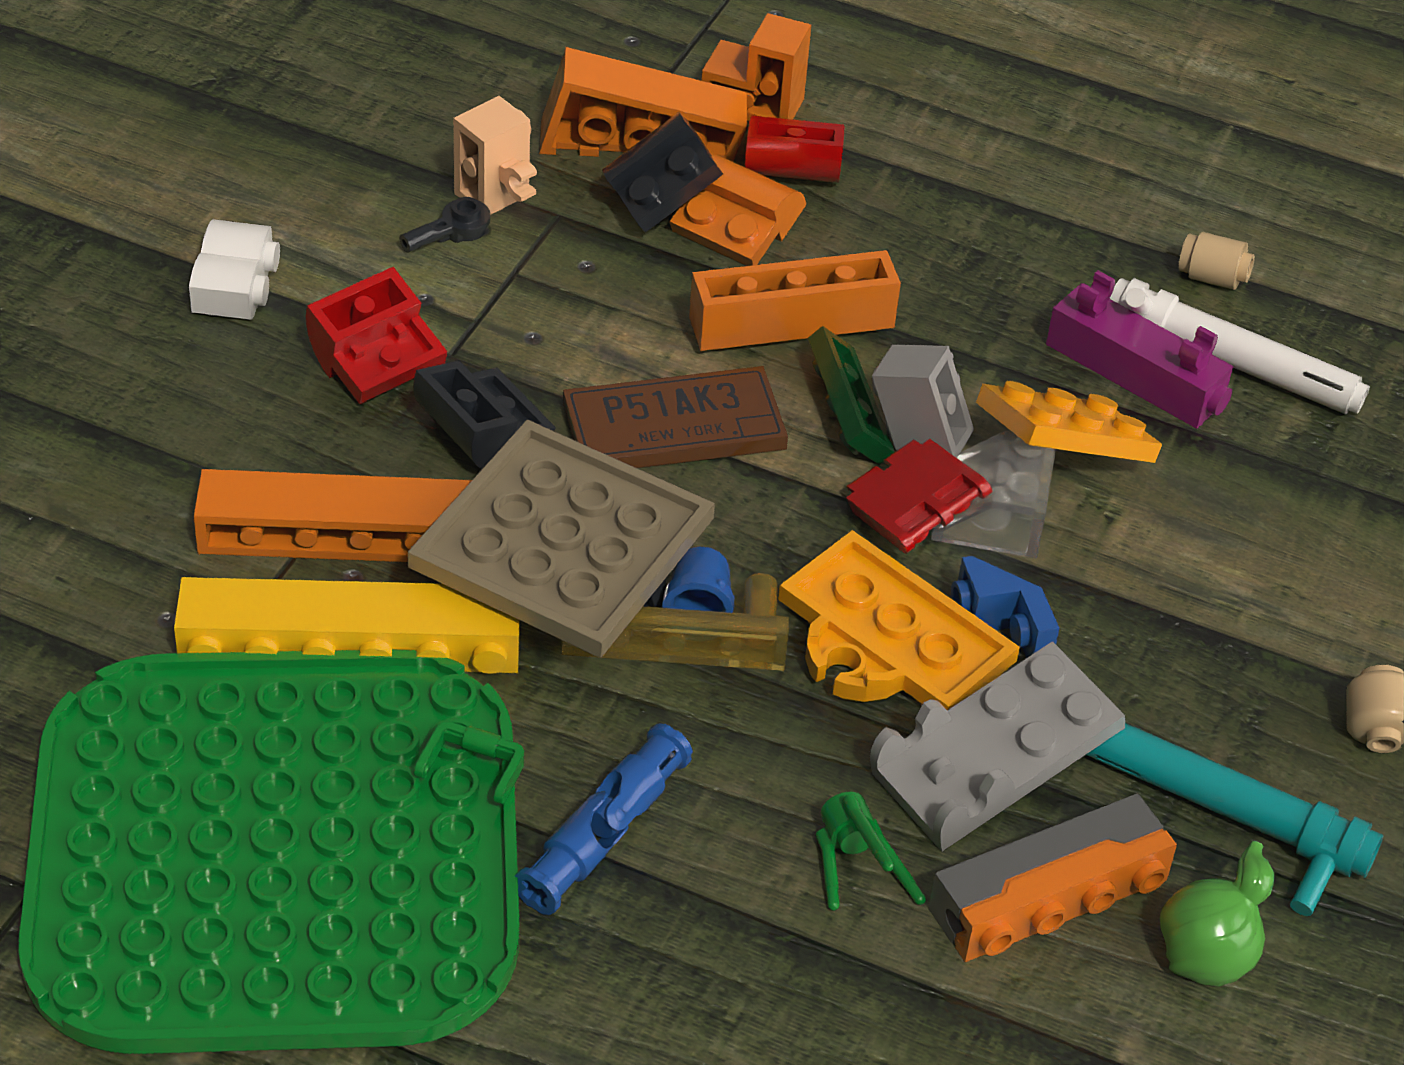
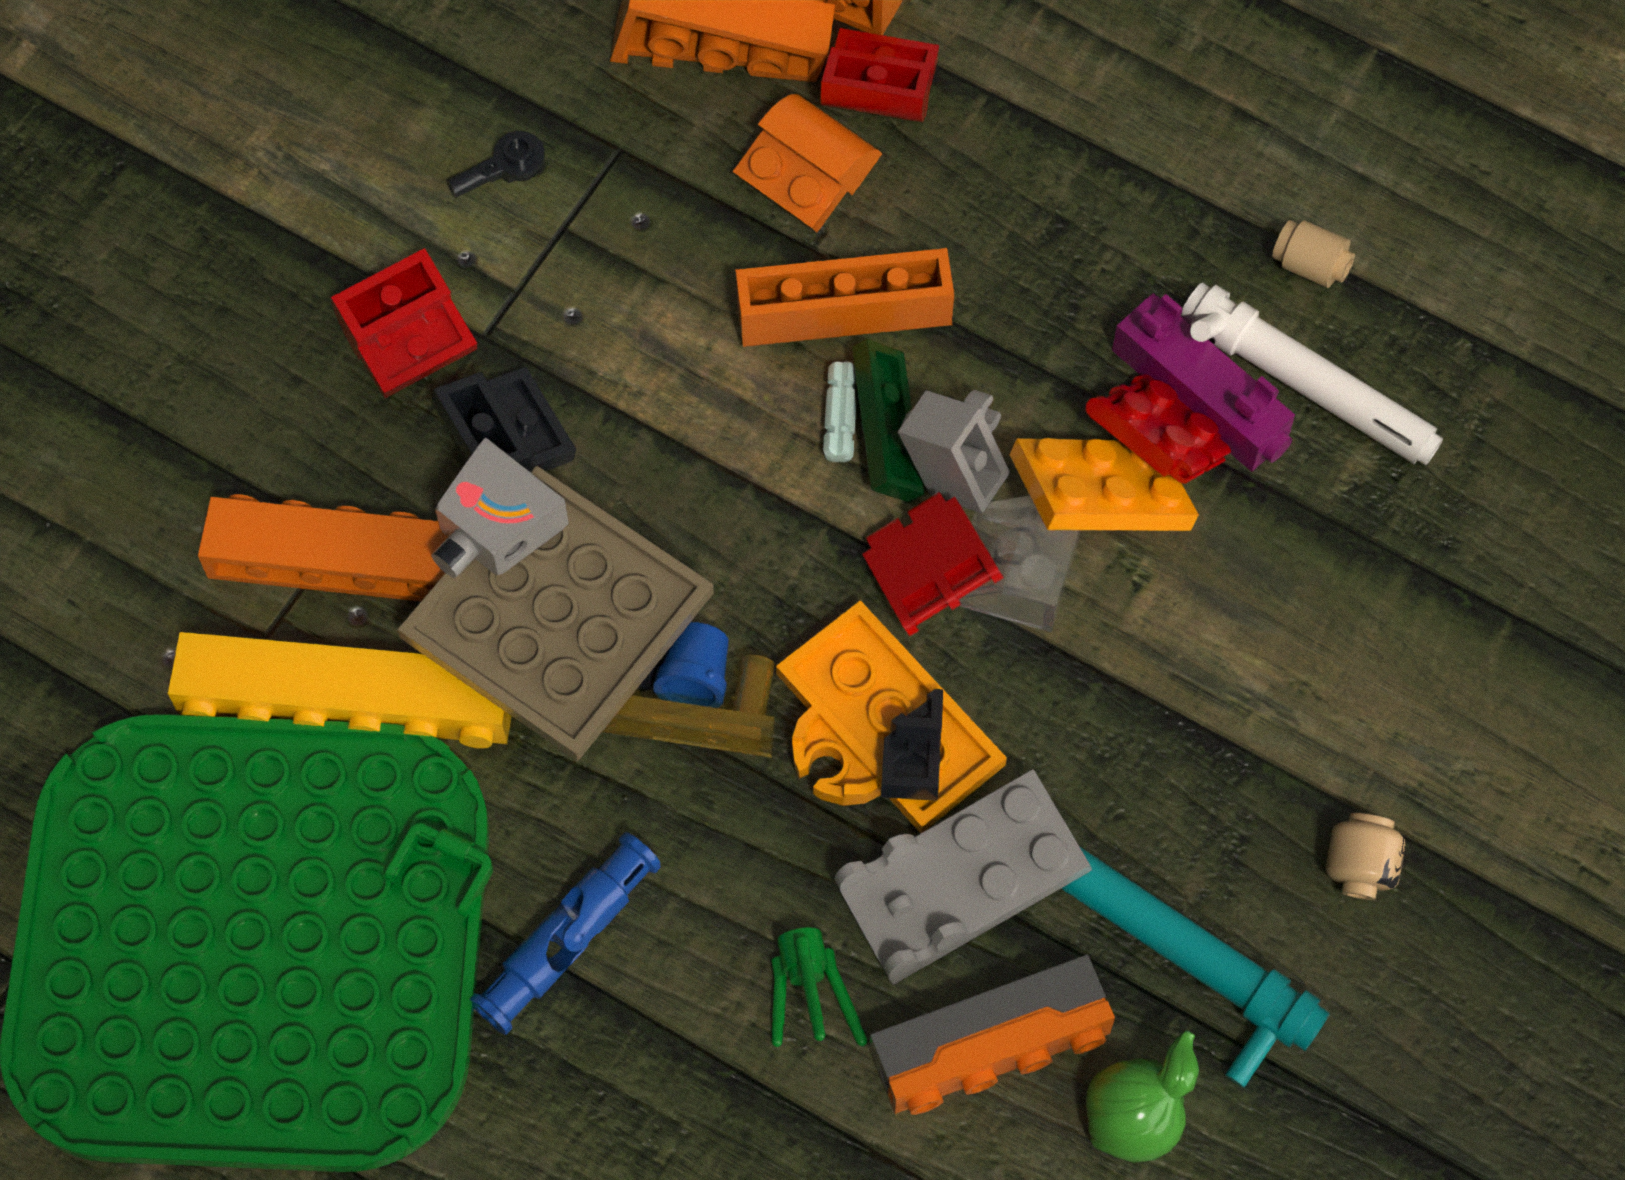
camera: 10 degrees right, 20 degrees up
(233, 269) = (268, 221): white brick -> none
(493, 155) = (551, 88): light nougat brick -> none
(498, 446) = (495, 513): none -> light grey torso
(662, 171) = (728, 116): black brick -> none
(678, 417) = (702, 437): reddish brown tile -> none
(803, 394) = (840, 412): none -> light aqua axle
(929, 641) = (913, 752): none -> black slope
(1006, 603) = (995, 696): blue slope -> none
(1098, 376) = (1160, 428): none -> red plate

